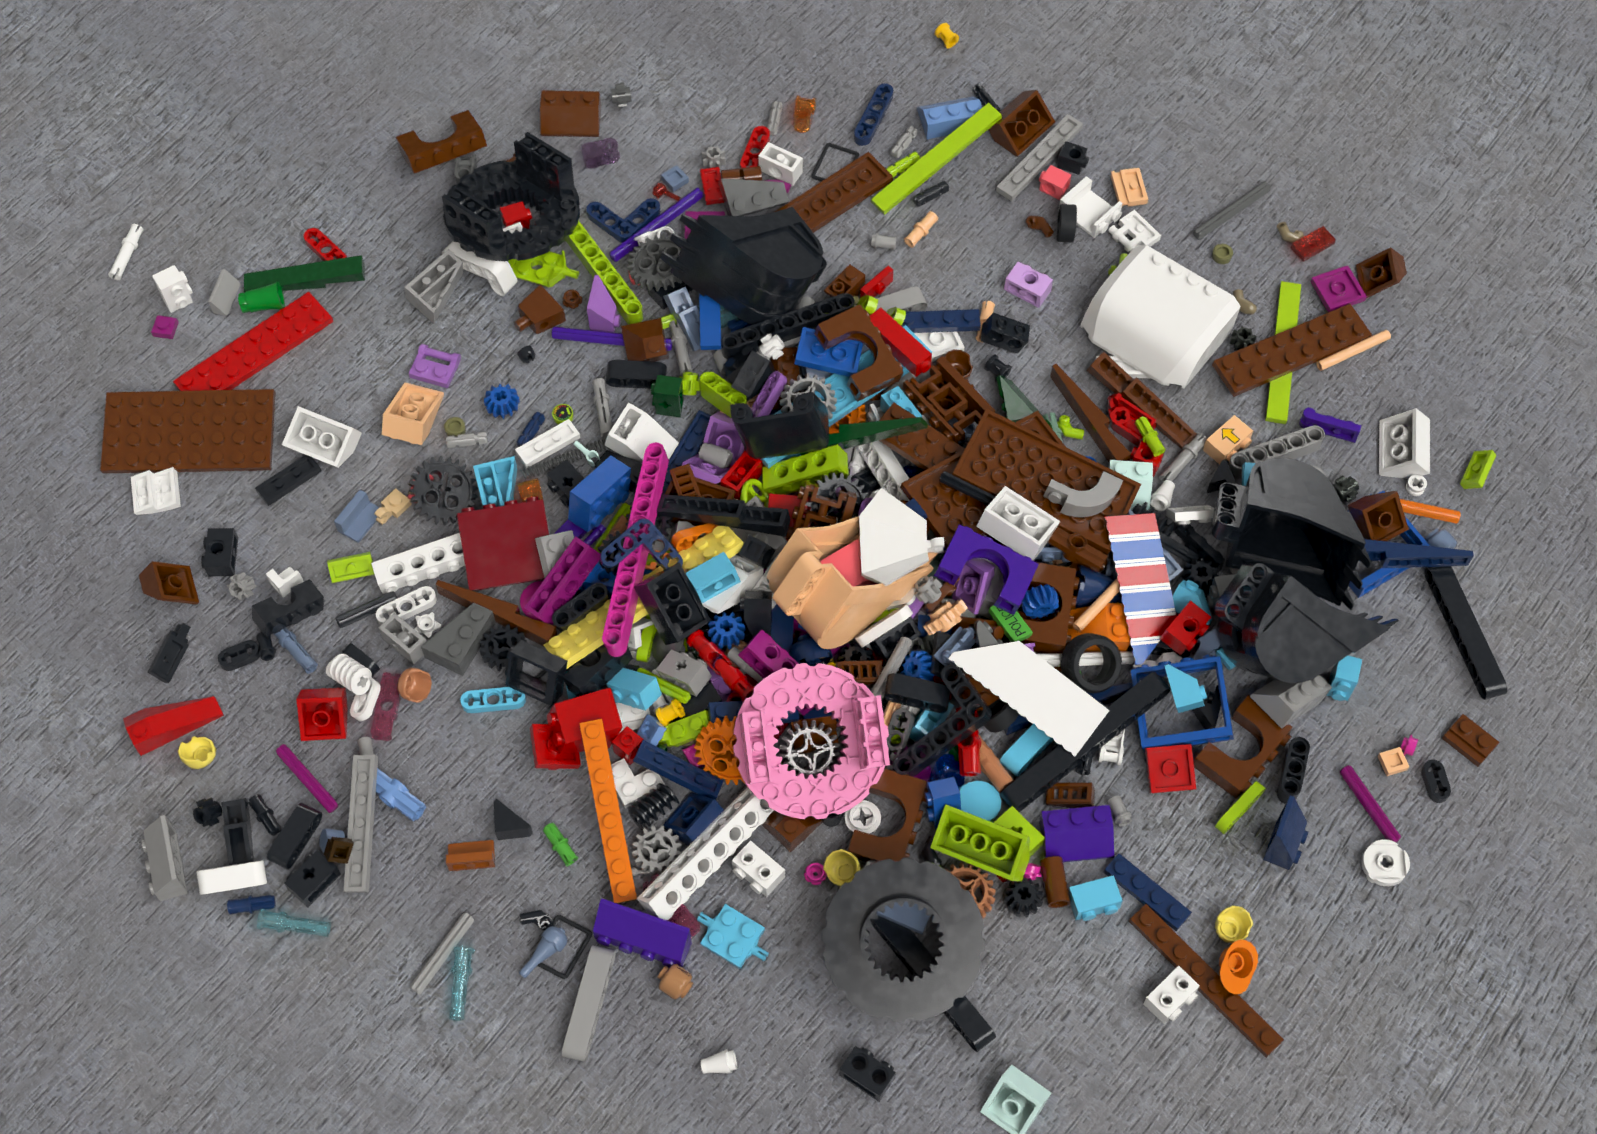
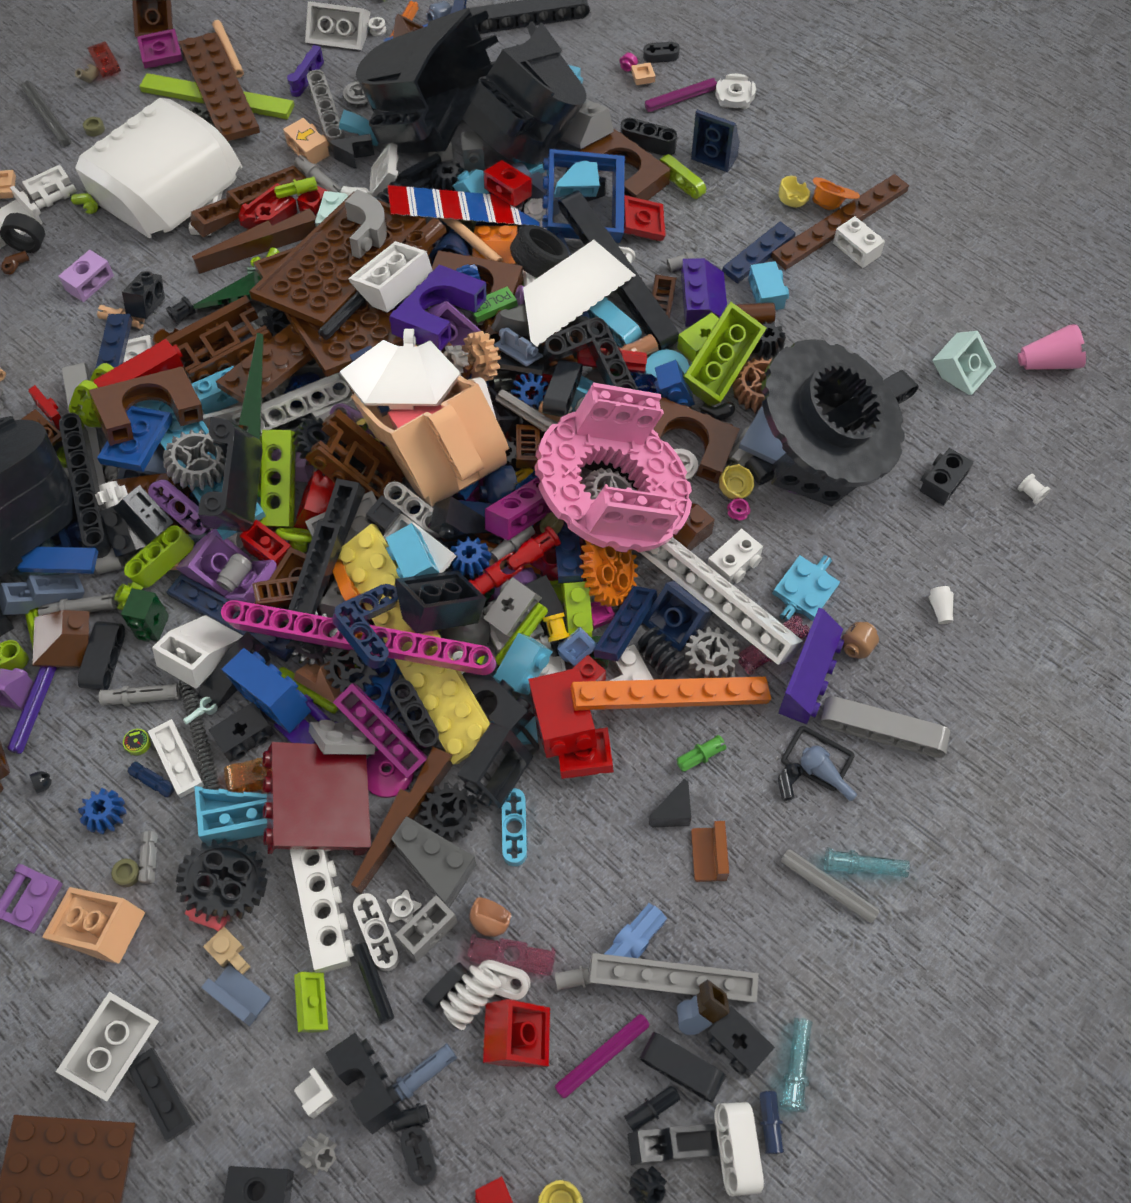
camera: 85 degrees left, 0 degrees up
(1470, 740) = (625, 27): reddish brown plate -> none

